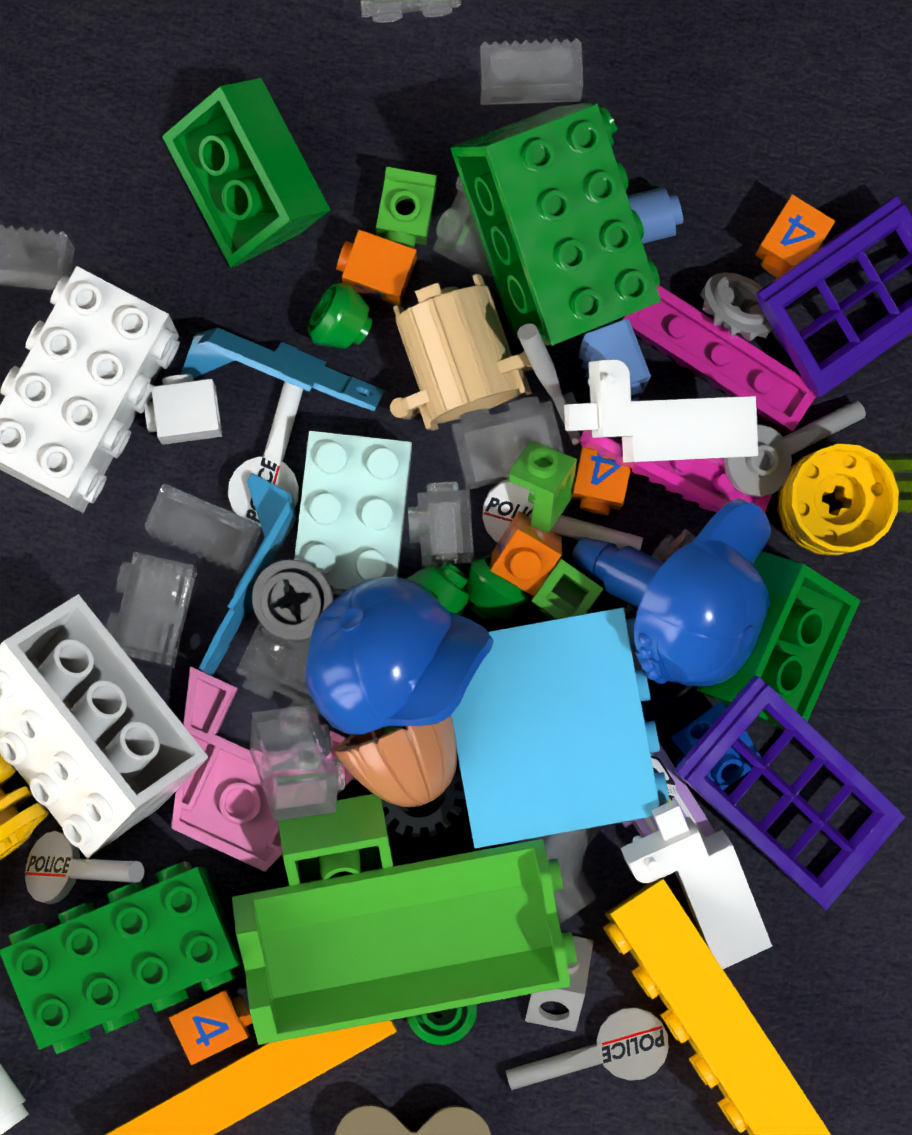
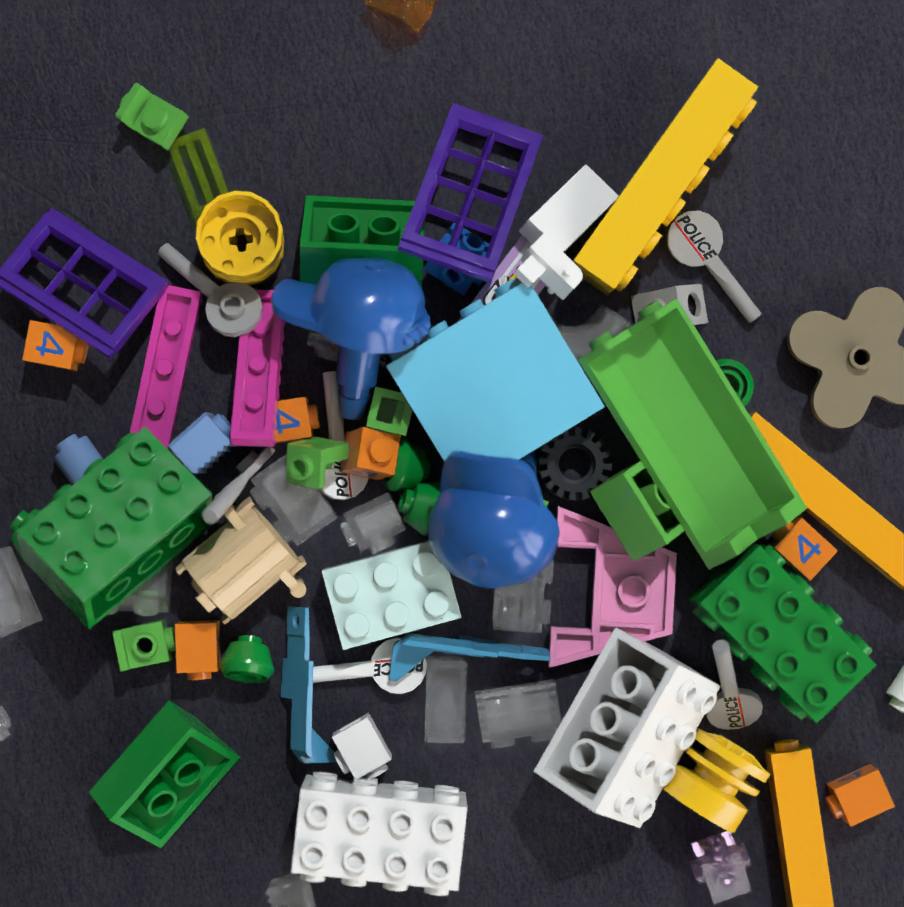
camera: 110 degrees left, 5 degrees up
(283, 618) = (489, 613): gear -> none
(295, 762) = (592, 562): clear brick -> none
(405, 764) = (565, 482): nougat hair -> none
(663, 427) = (240, 387): white piece -> none
(739, 290) = (109, 370): light grey gear -> none

